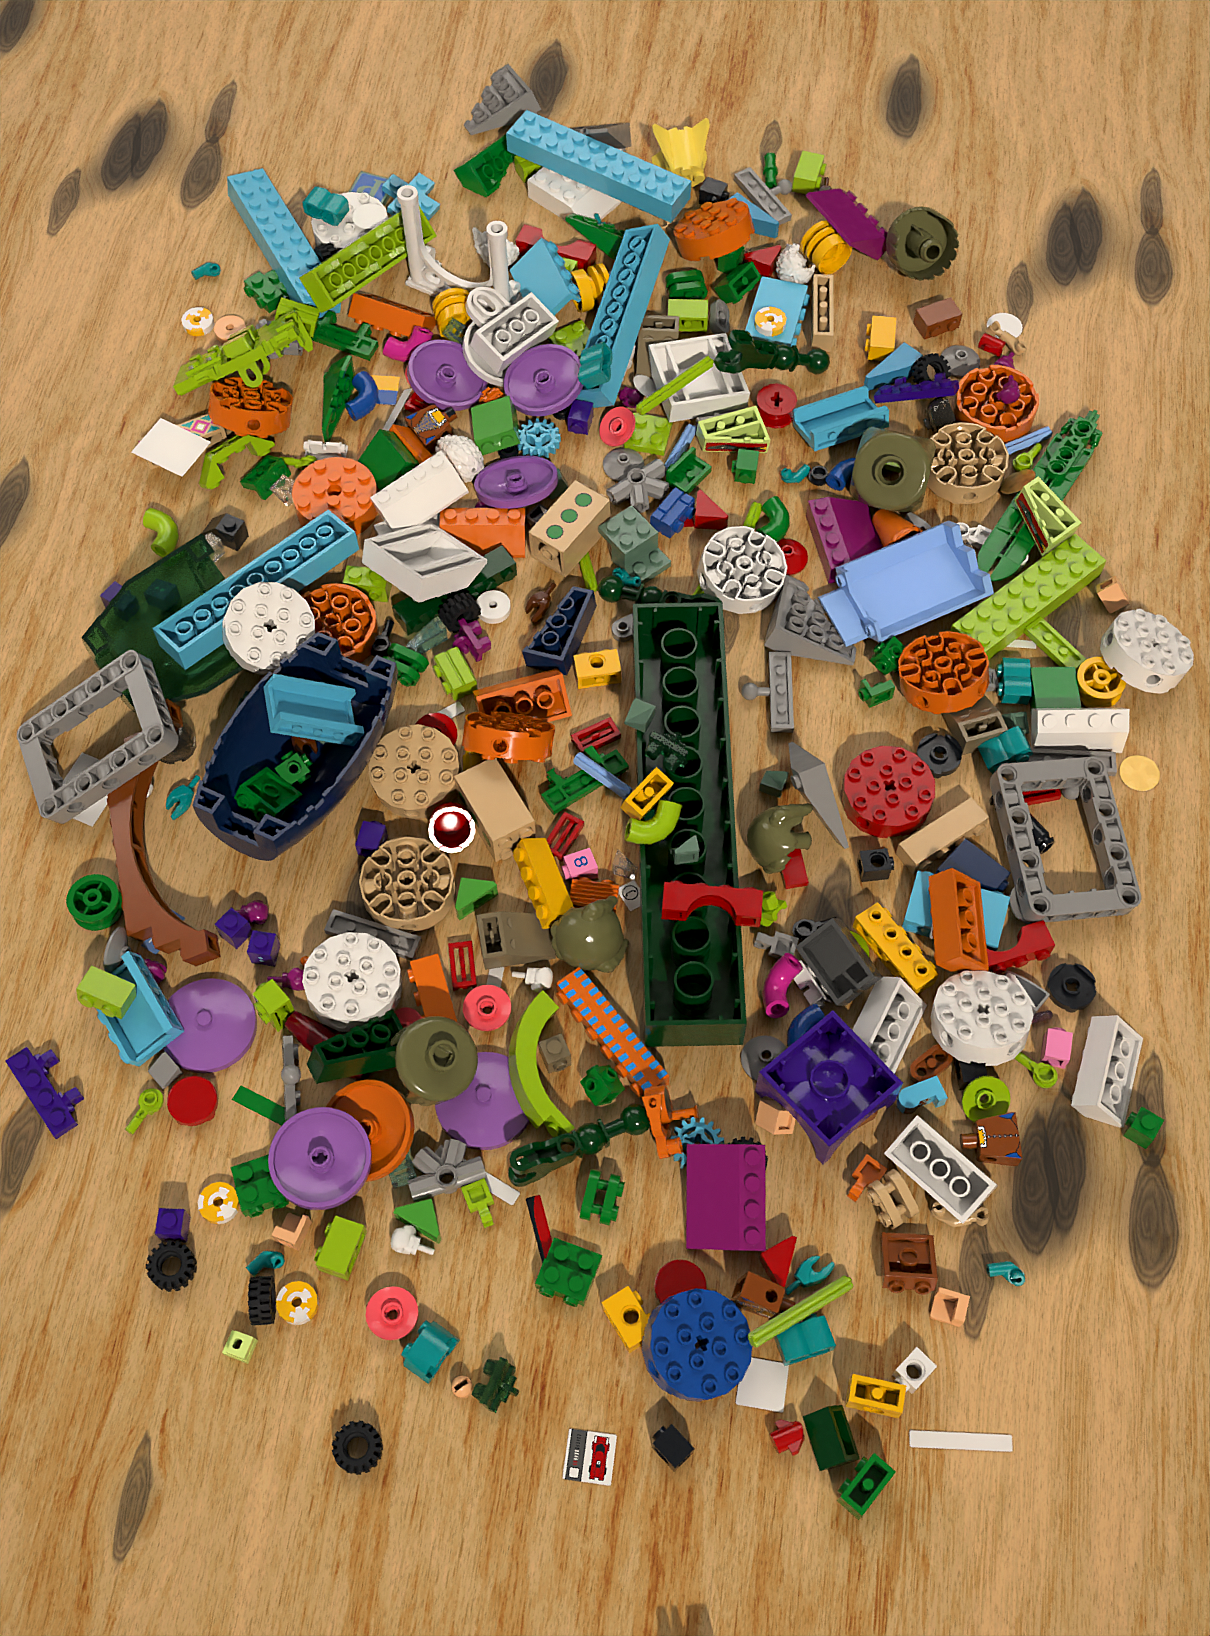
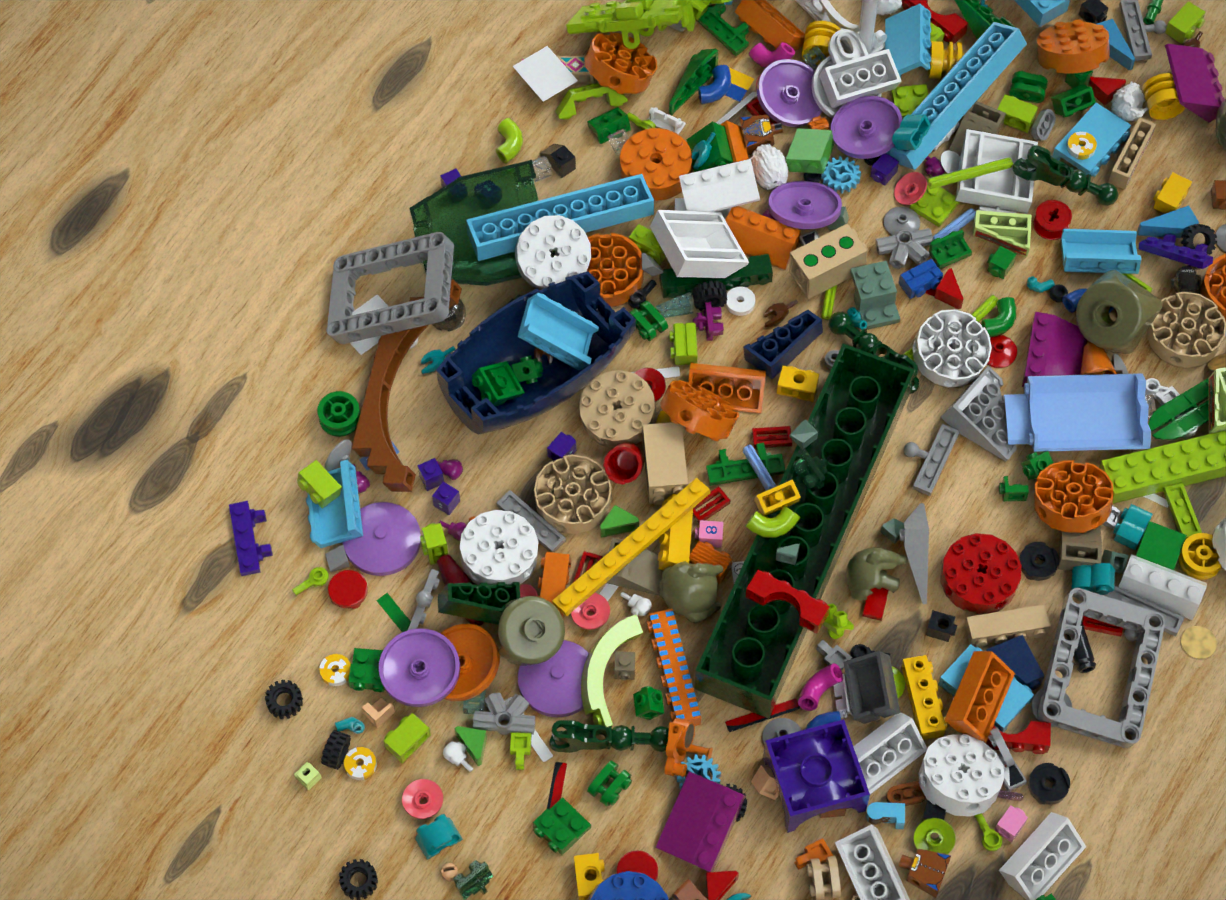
camera: 25 degrees right, 0 degrees up
(172, 1225) = (297, 671): dark purple brick -> none
(380, 604) = (650, 265): none -> light grey slope
(382, 464) = (702, 151): none -> teal hand
(502, 918) = (631, 547): none -> yellow plate
(624, 867) = (742, 545): clear slope -> none
(722, 1052) = (754, 718): none -> red sticker
(1001, 962) = (997, 740): none -> light grey plate

